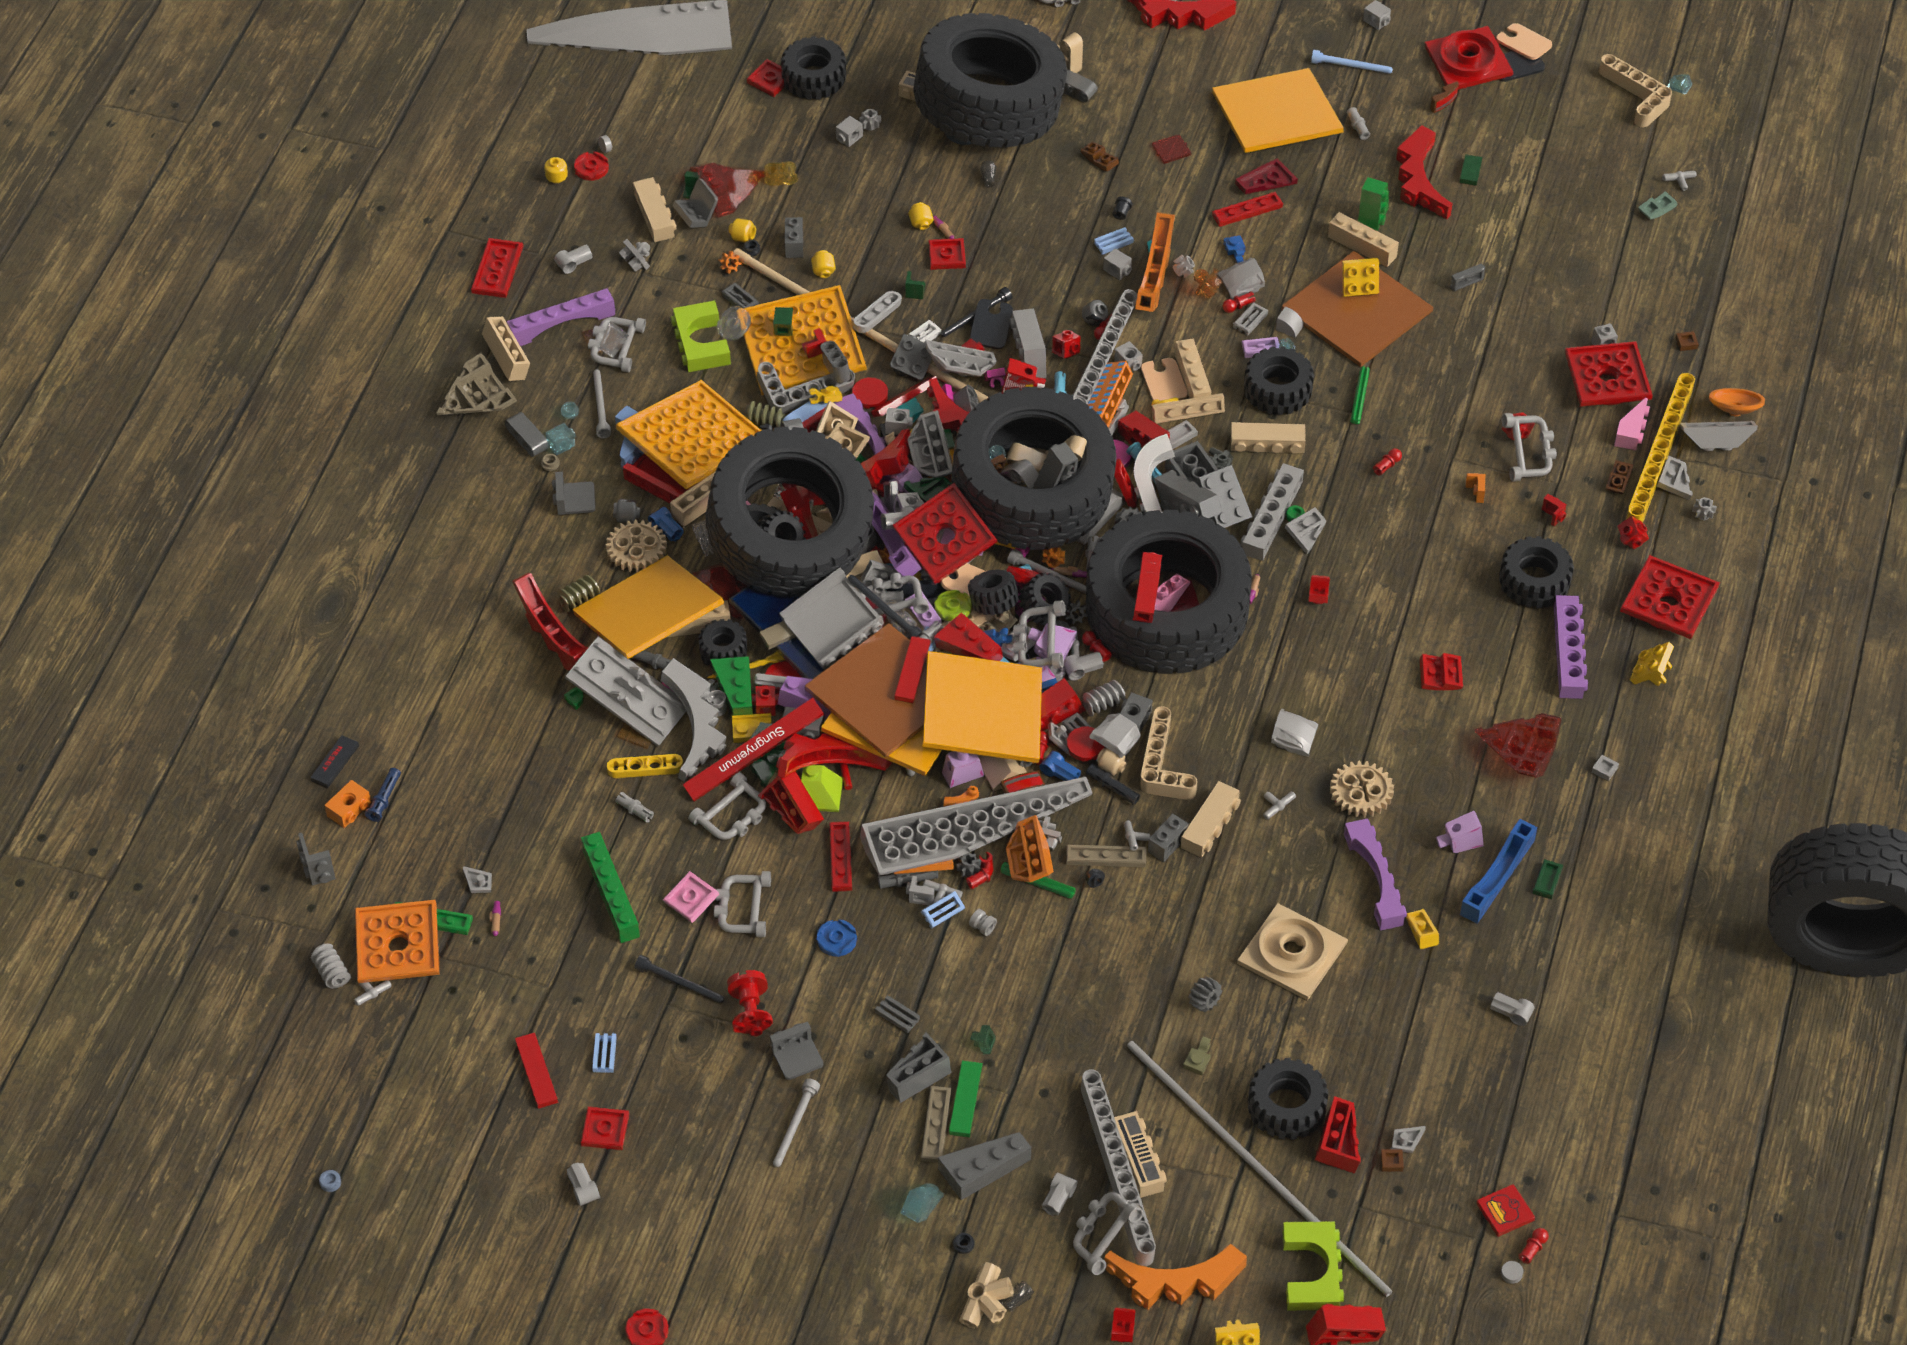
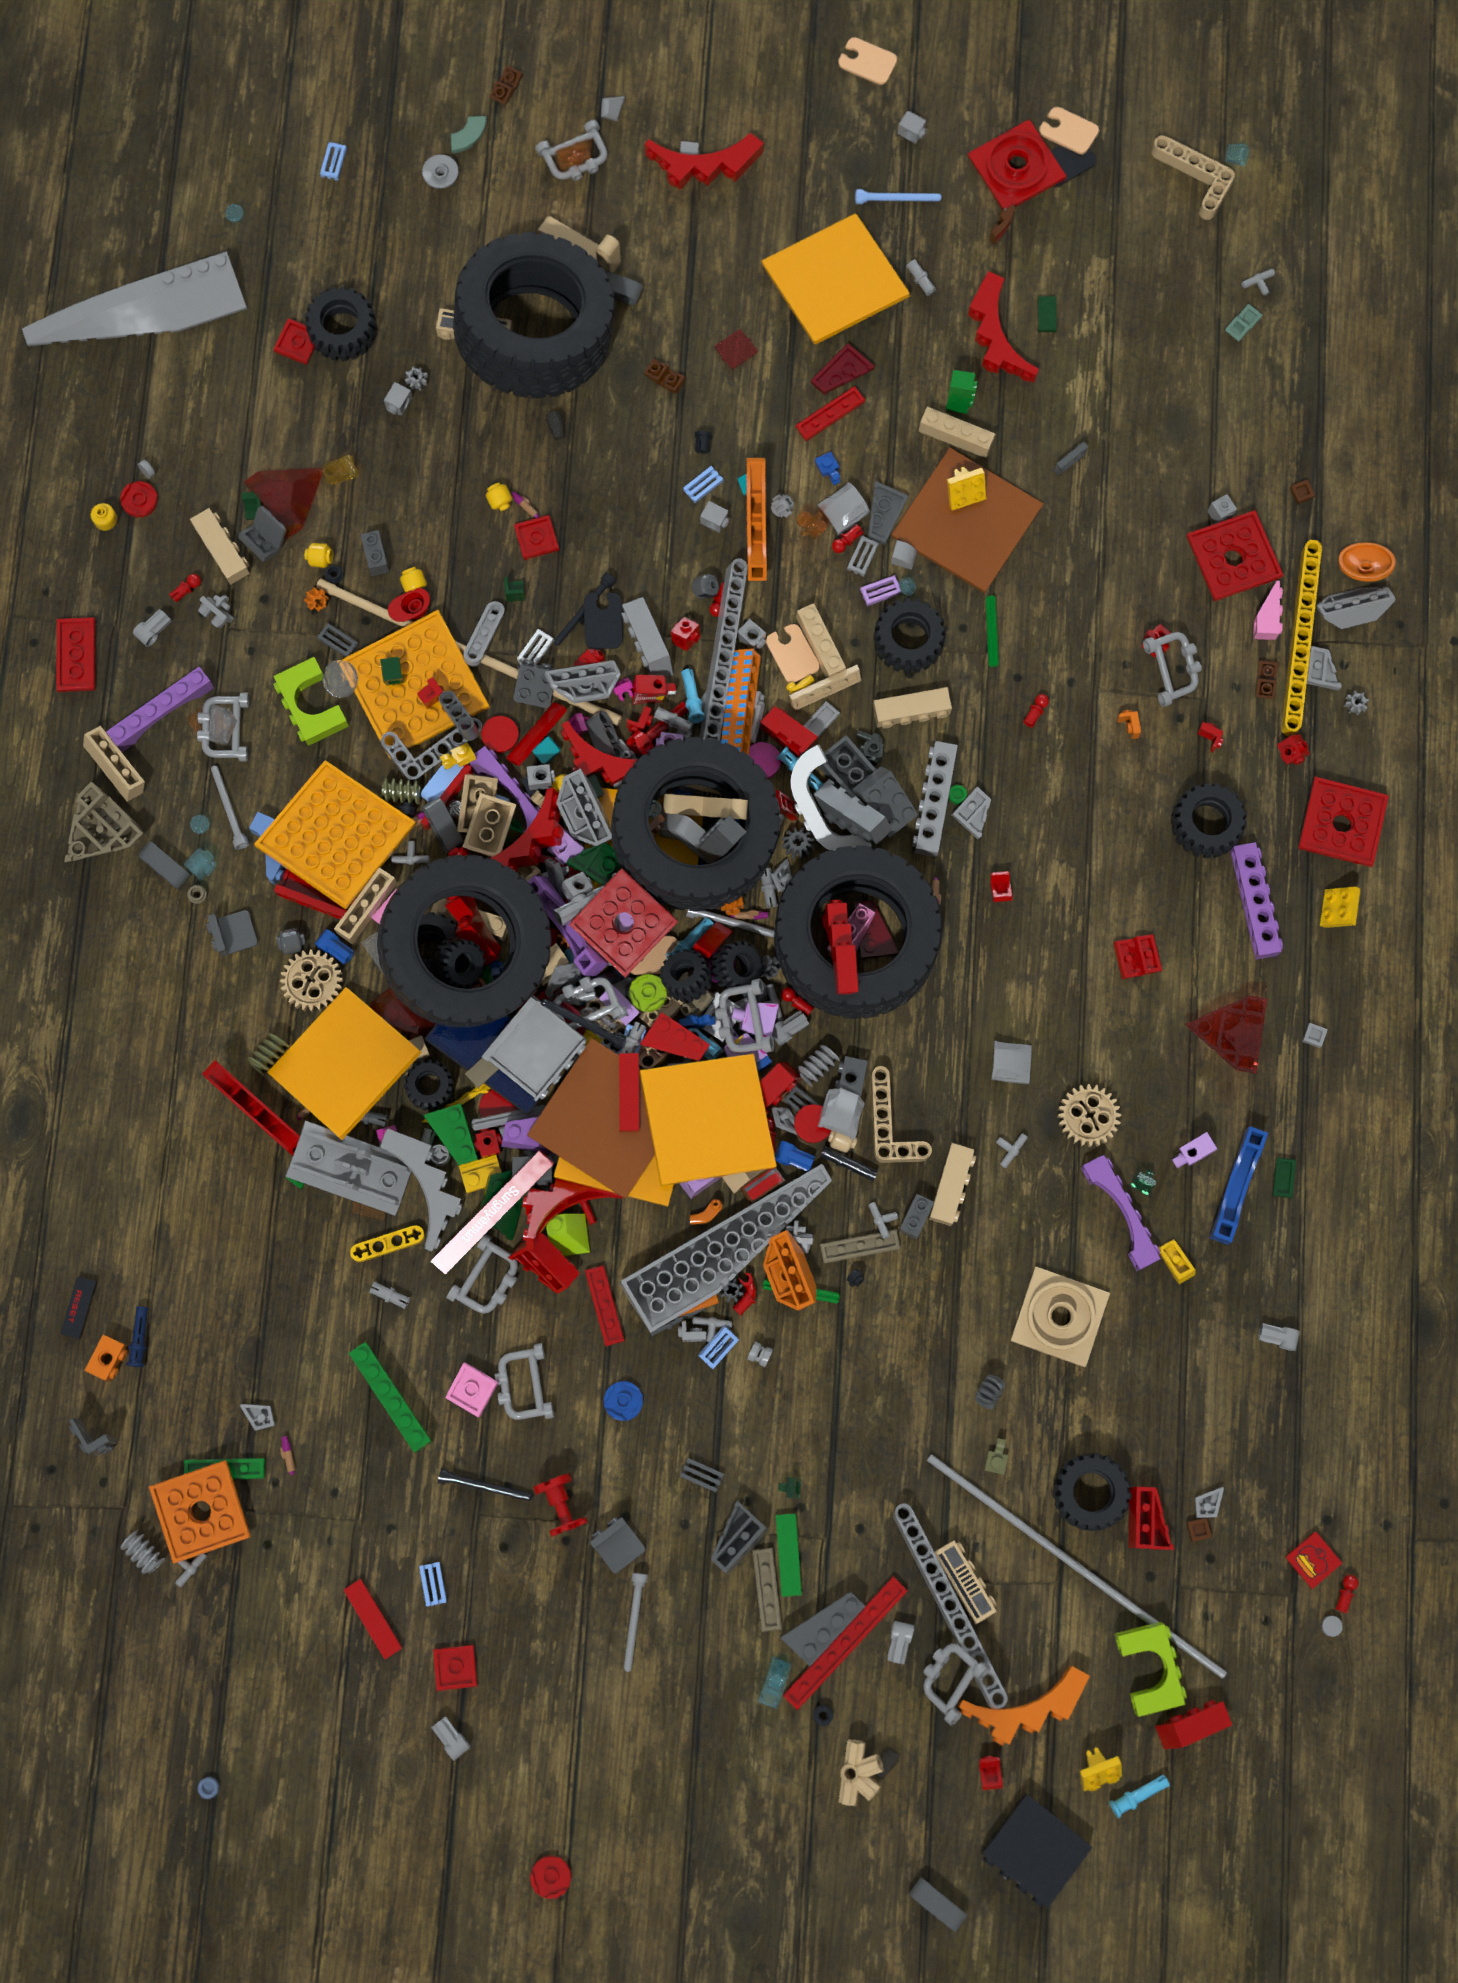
camera: 15 degrees left, 25 degrees up
(621, 232) = (192, 581): none -> red pin
(815, 279) = (409, 605): none -> red piece
(1002, 1186) = (845, 1643): none -> red tile
(1281, 288) = (885, 511): none -> dark grey wing
(1403, 853) = (1144, 1181): none -> clear green tile

